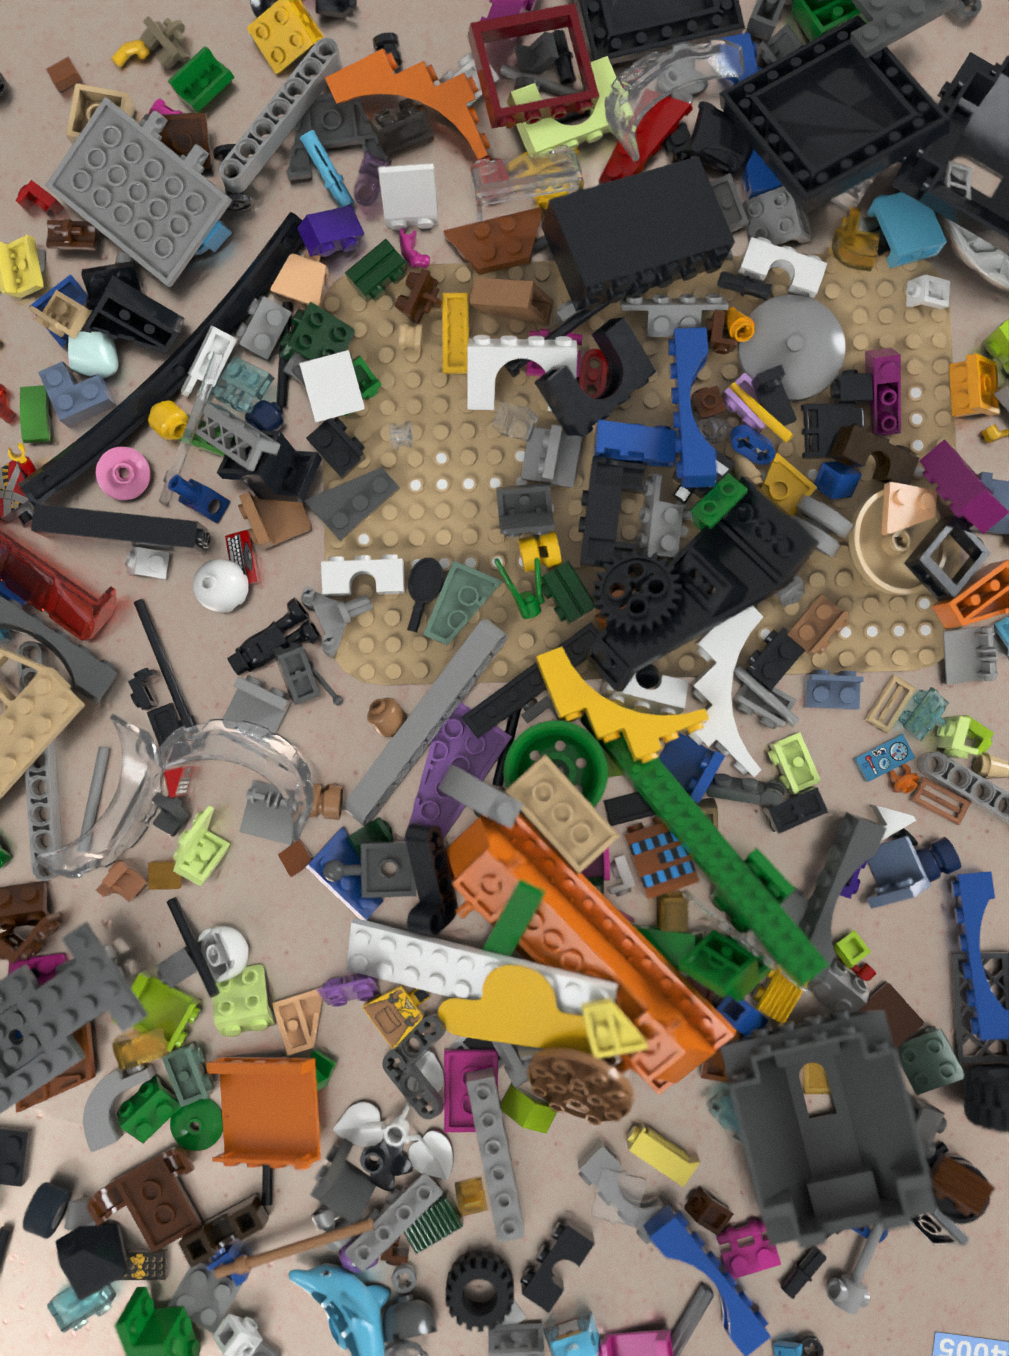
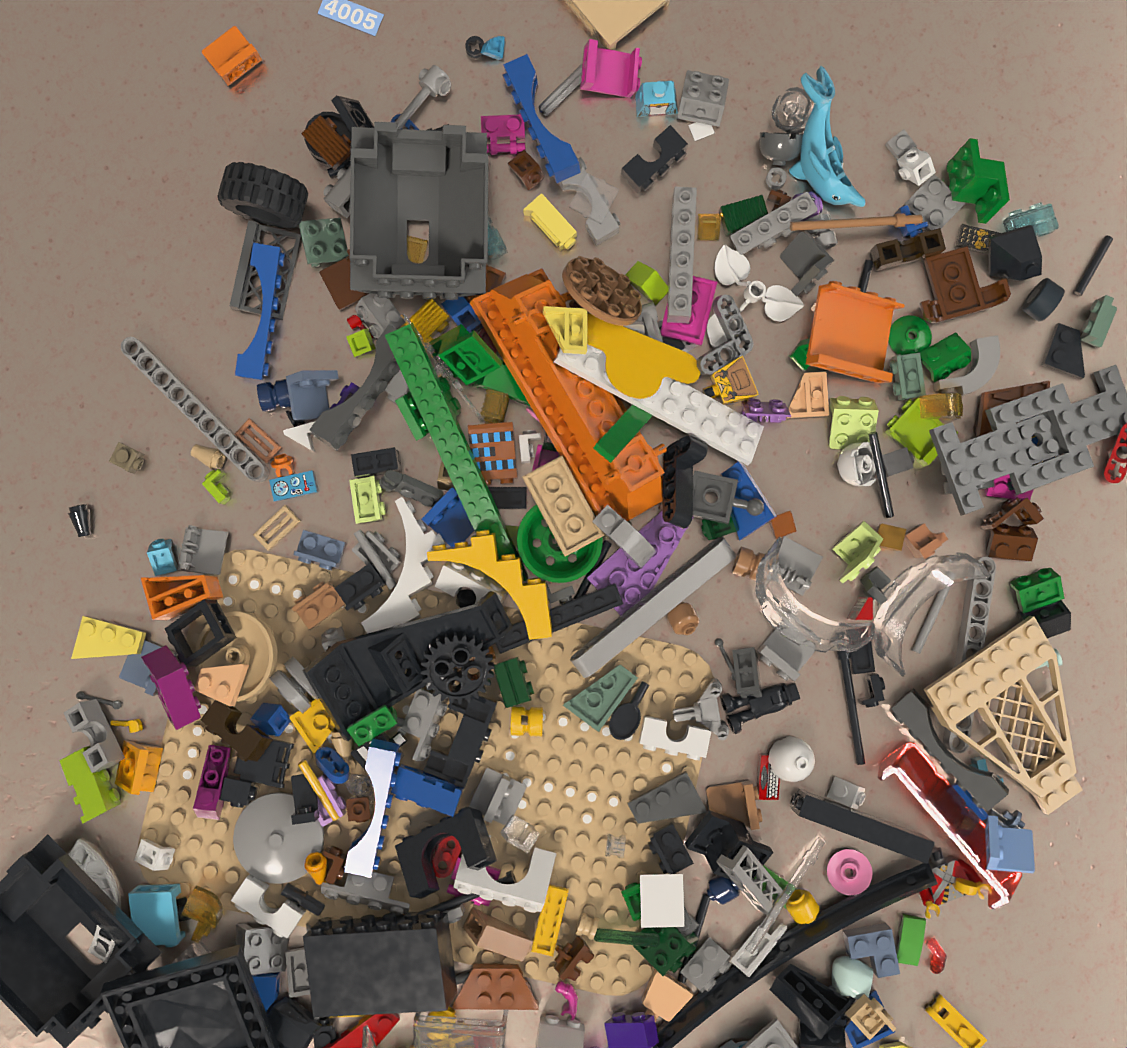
camera: 165 degrees left, 0 degrees up
(78, 1214) = (1019, 290): light grey slope -> none
(198, 497) = (792, 836): blue bracket -> none
(242, 376) = (731, 927): clear light blue plate -> none
(361, 334) = (627, 937): none -> clear green axle
(377, 271) = (601, 988): dark green brick -> none
(390, 1164) = (766, 267): black plate -> none
(479, 1313) = (724, 137): black tyre -> none
(525, 509) = (530, 758): dark grey bracket -> none
(526, 601) = (547, 683): green plant -> none
(803, 1272) = (464, 105): black axle -> none
(926, 714) = (251, 512): clear light blue hips -> none
(953, 737) = (236, 488): yellowish green bracket -> none

